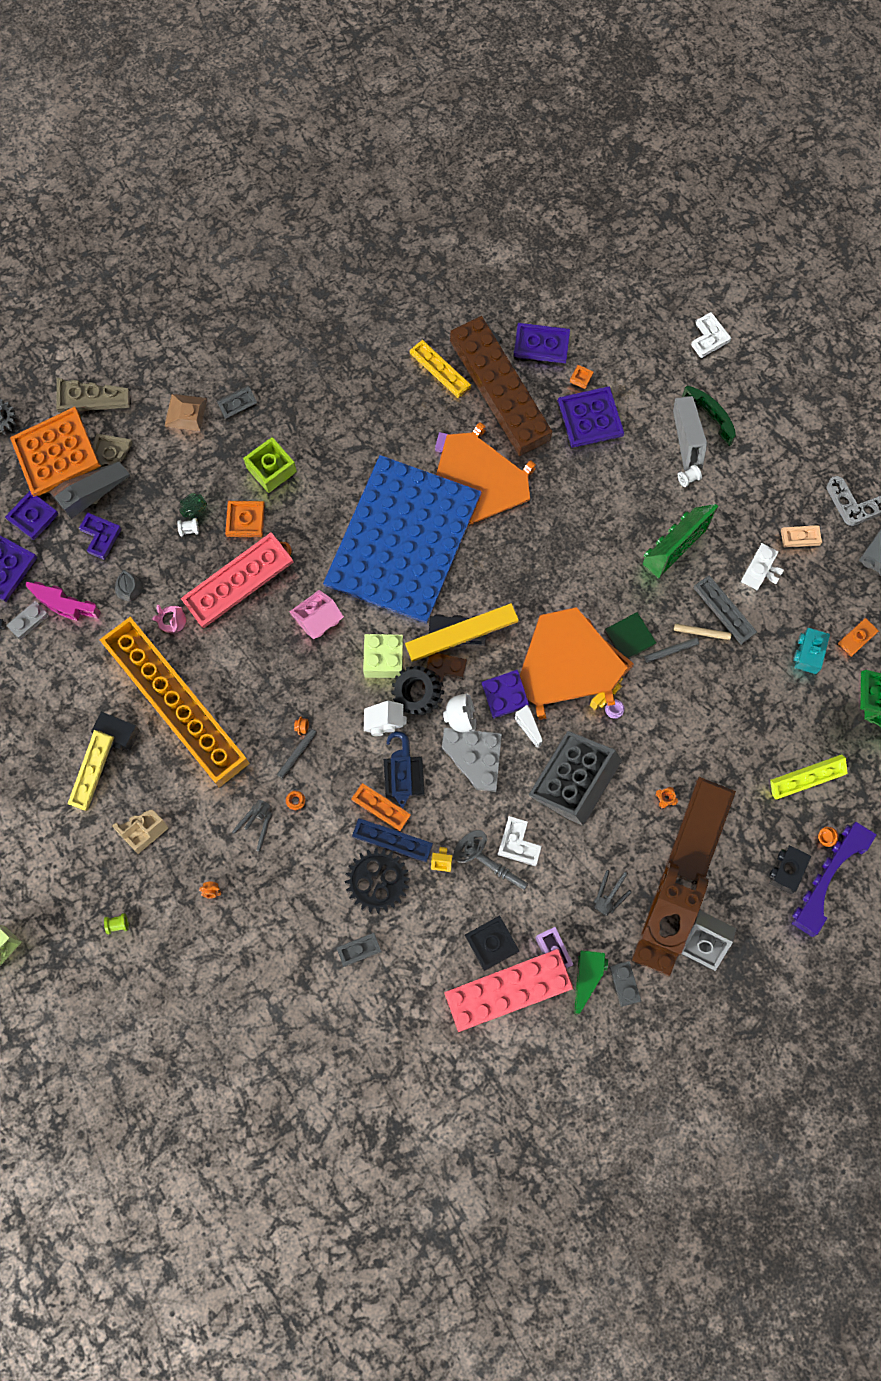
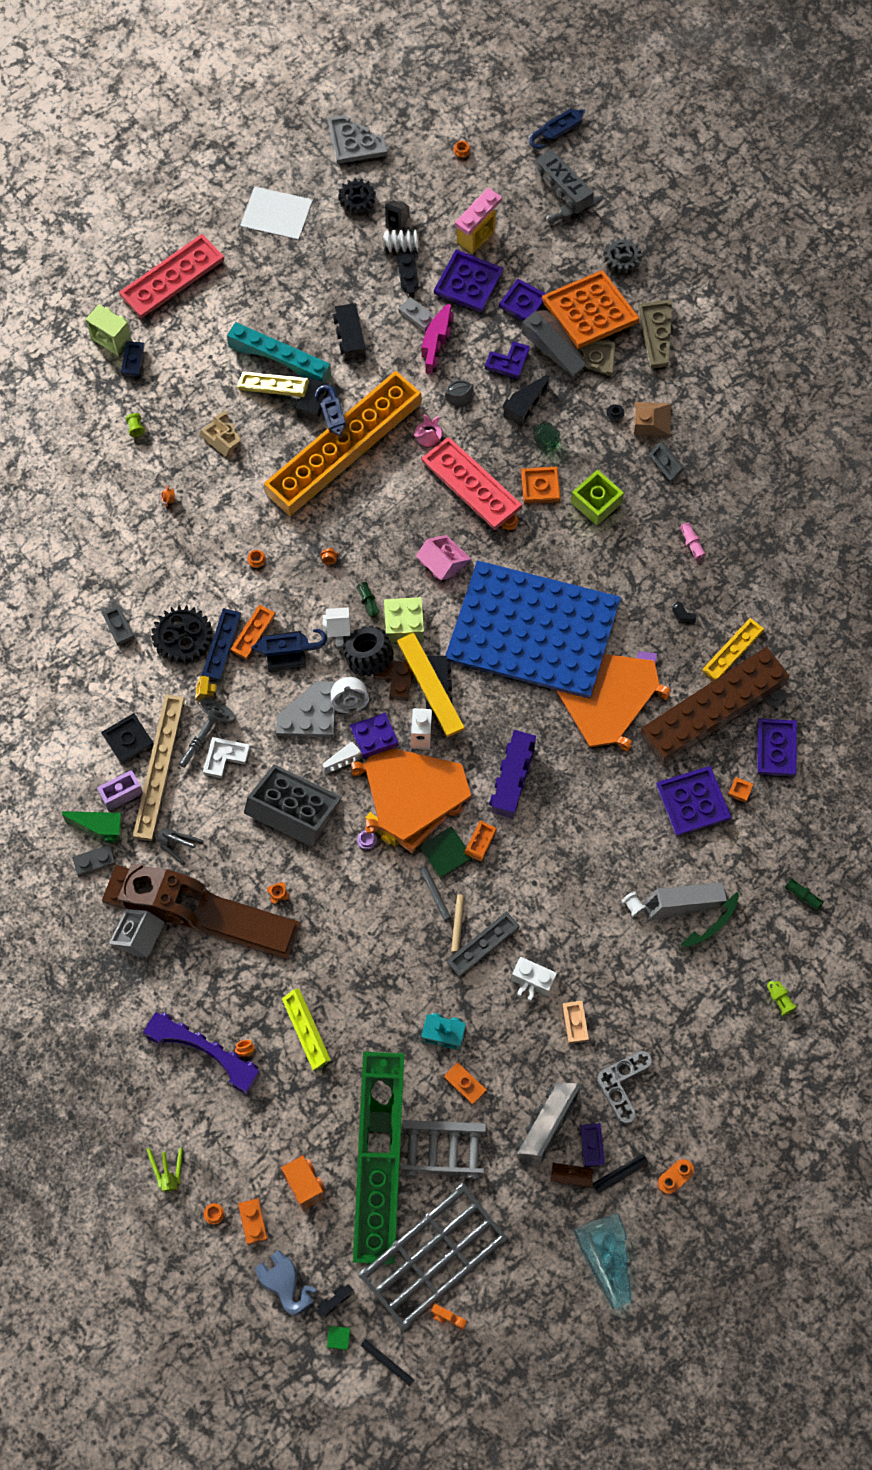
camera: 85 degrees right, 5 degrees down
(31, 923) = (132, 359): none -> dark blue plate
(34, 789) = (253, 342): none -> teal arch
(38, 688) = (349, 332): none -> black brick
(139, 705) = (332, 410): none -> dark blue plate
(154, 526) = (523, 401): none -> black slope
(177, 446) = (615, 417): none -> black plate
(188, 527) = (524, 435): white bush -> none
(259, 810) = (243, 529): dark grey plant -> none
(297, 752) = (300, 554): dark grey bar -> none
(324, 389) = (692, 541): none -> bright pink pin
(356, 690) = (368, 599): none -> dark green axle
(399, 407) = (681, 614): none -> black arm
(503, 646) = (421, 727): none -> white torso
(509, 990) = (82, 752): coral plate -> none
(526, 911) = (158, 768): none -> tan plate
(557, 566) = (513, 775): none -> dark purple wedge
(621, 603) = (480, 840): none -> orange plate
(679, 539) = (552, 891): green slope -> none
(684, 337) = (804, 894): none -> dark green pin
(713, 337) = (810, 927): white plate -> none
(777, 366) = (781, 997): none -> lime piece
(798, 861) = (215, 1019): black brick -> none

